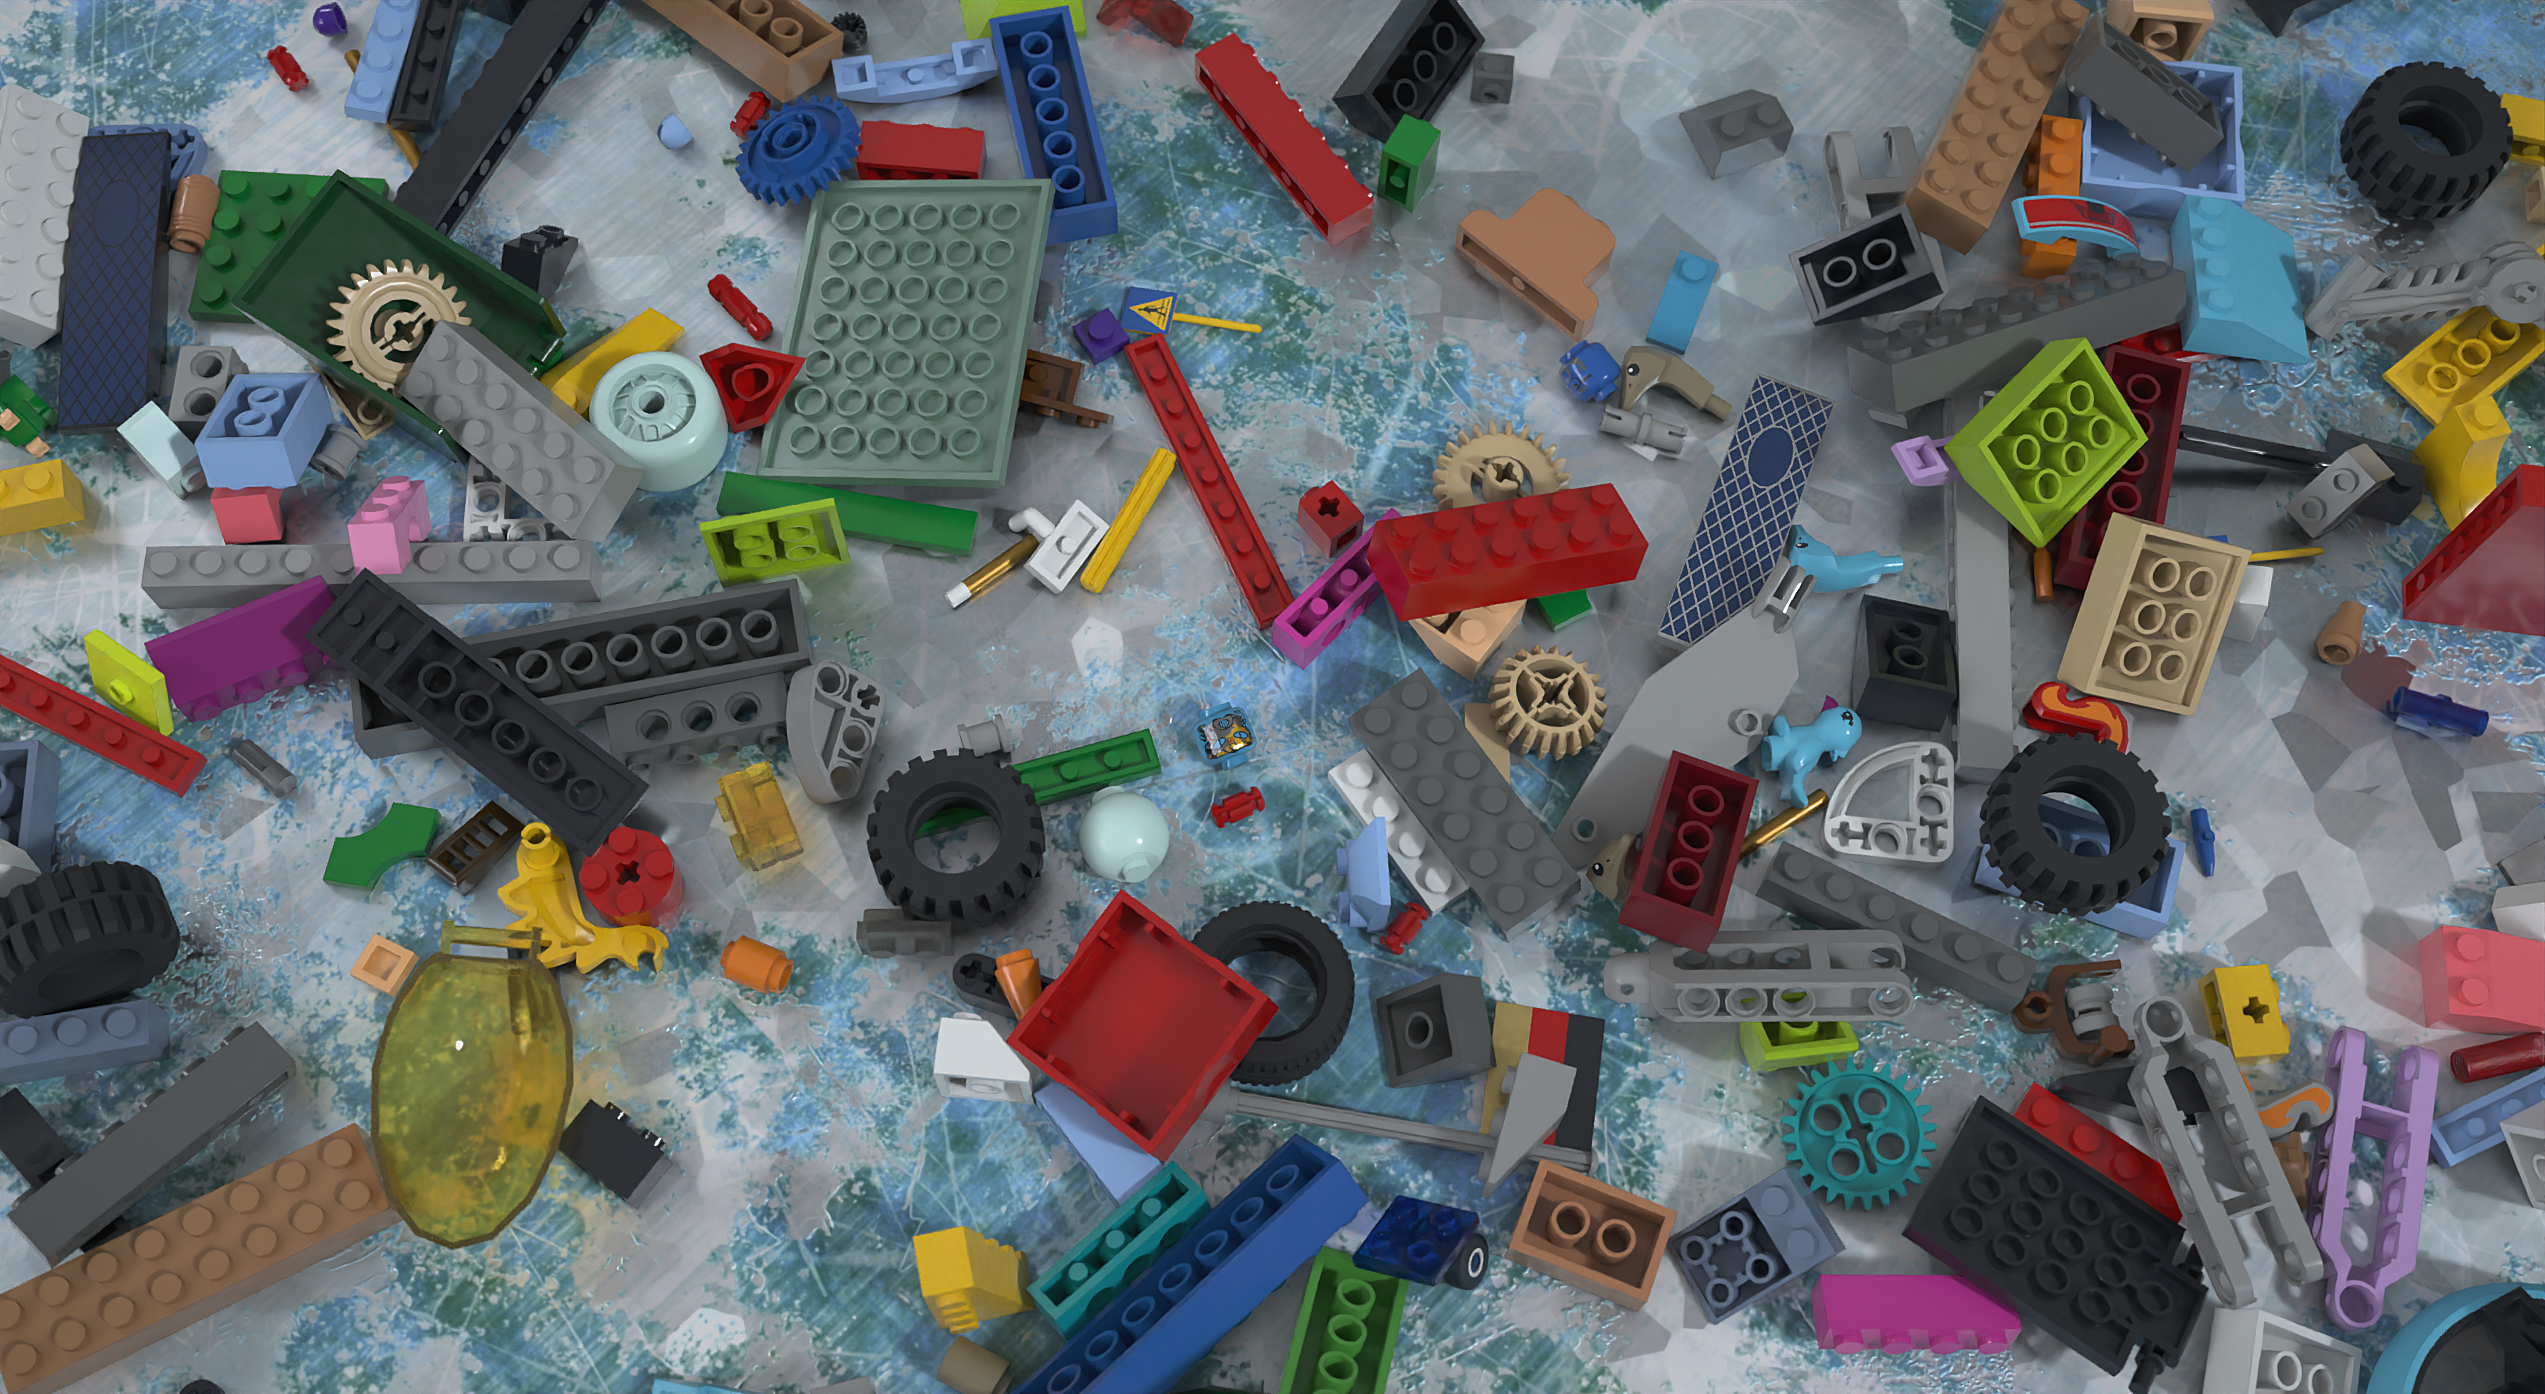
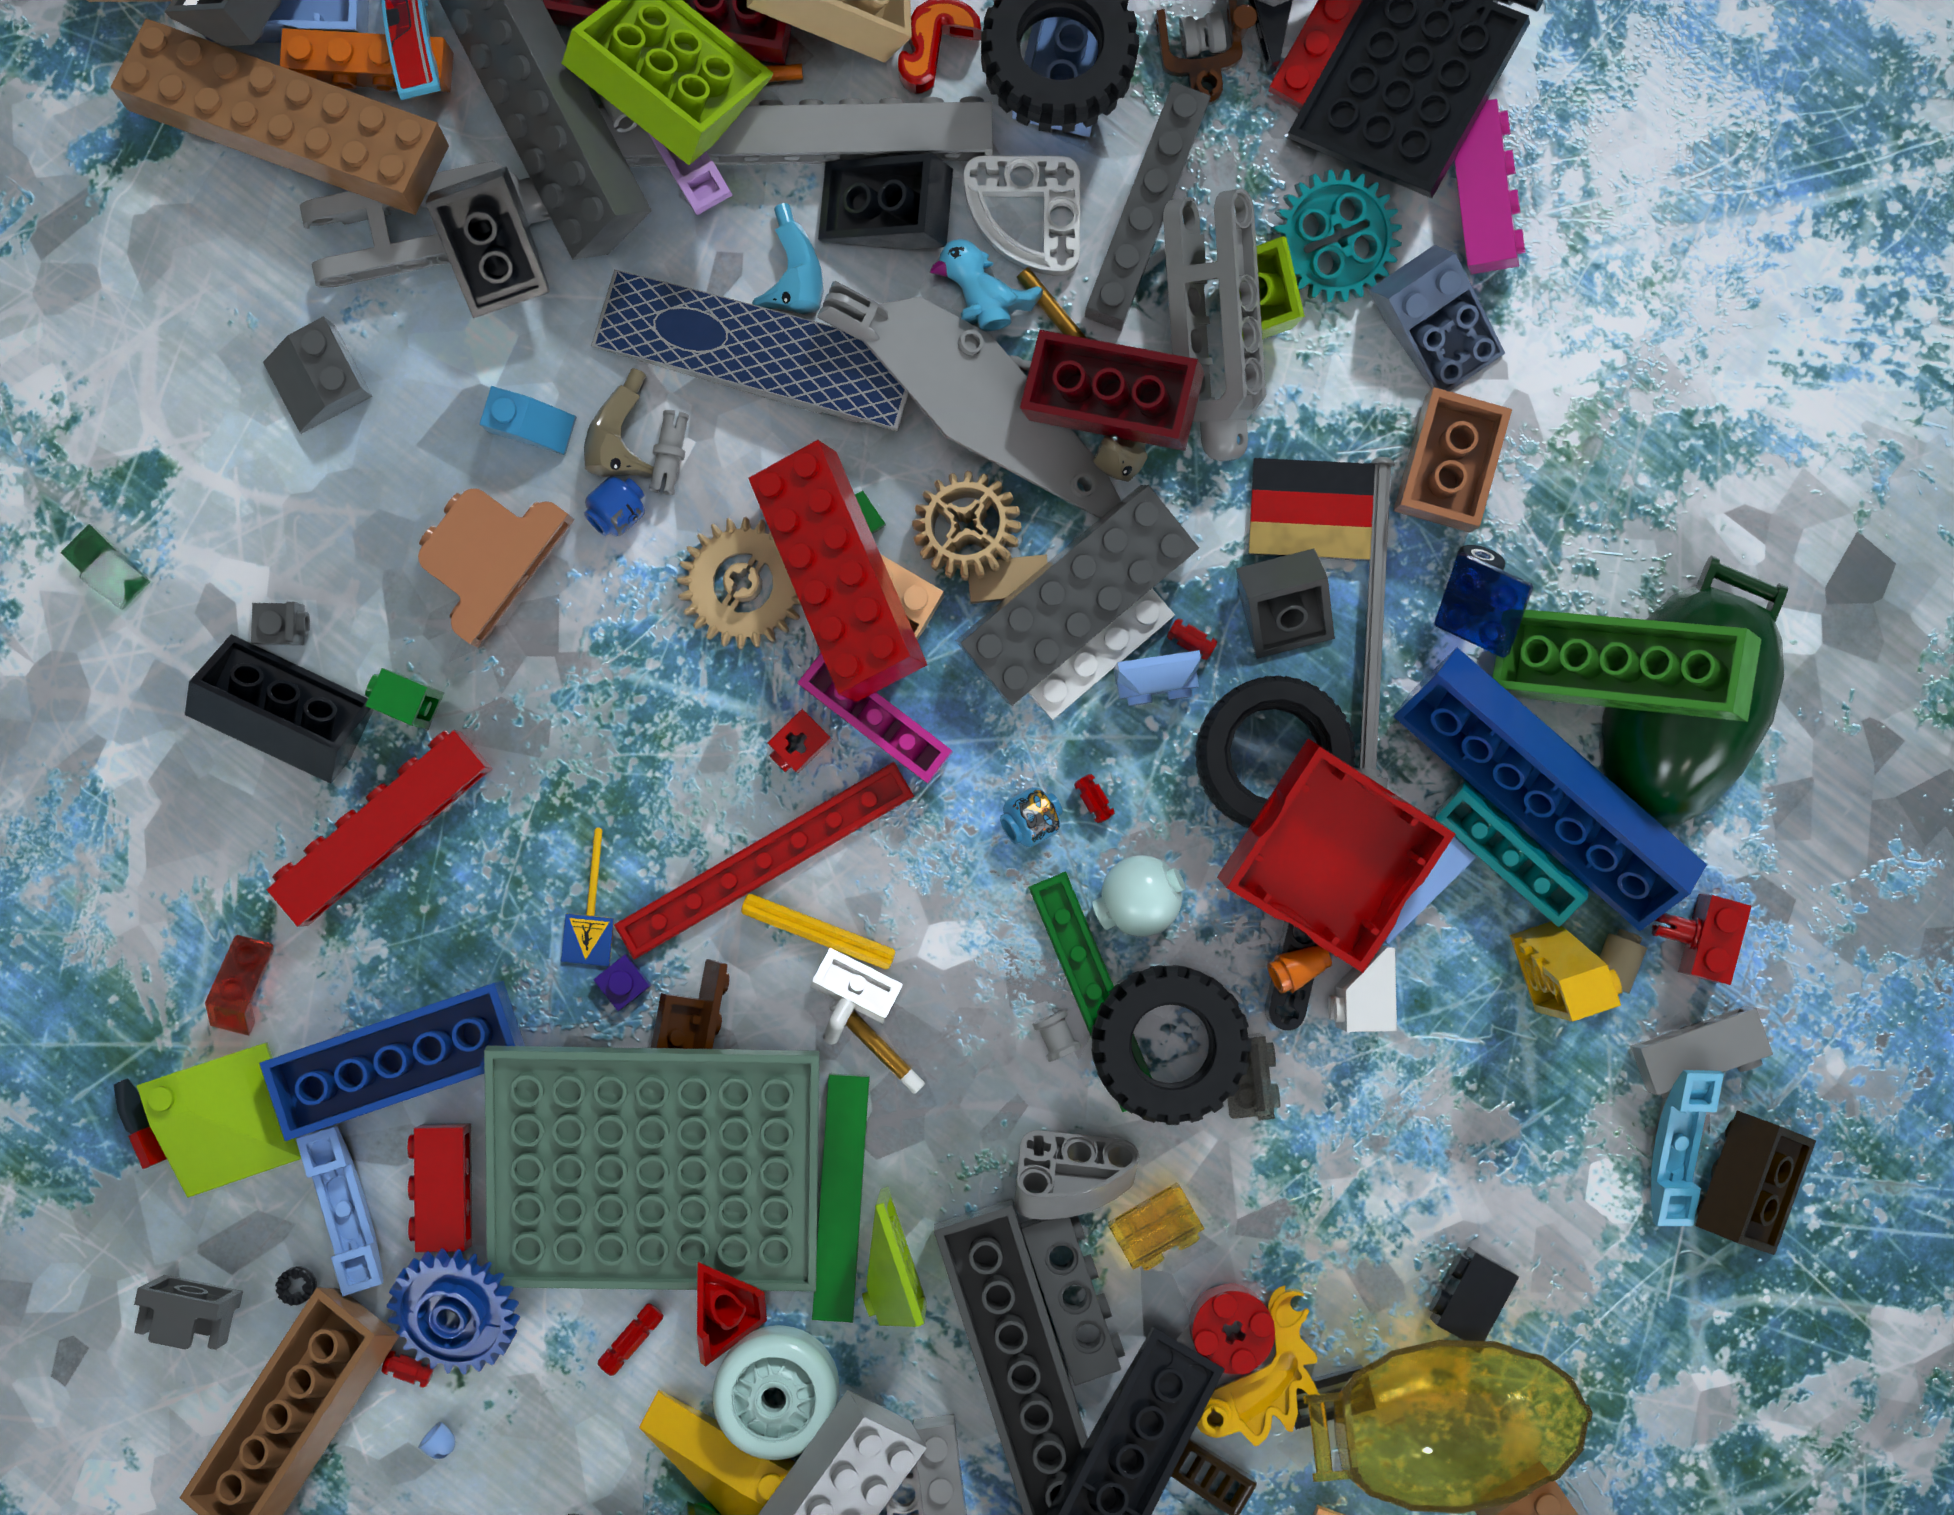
camera: 90 degrees left, 20 degrees up
(756, 965) = (1294, 1204): orange brick -> none
(1533, 1110) = (1356, 516): light grey slope -> none

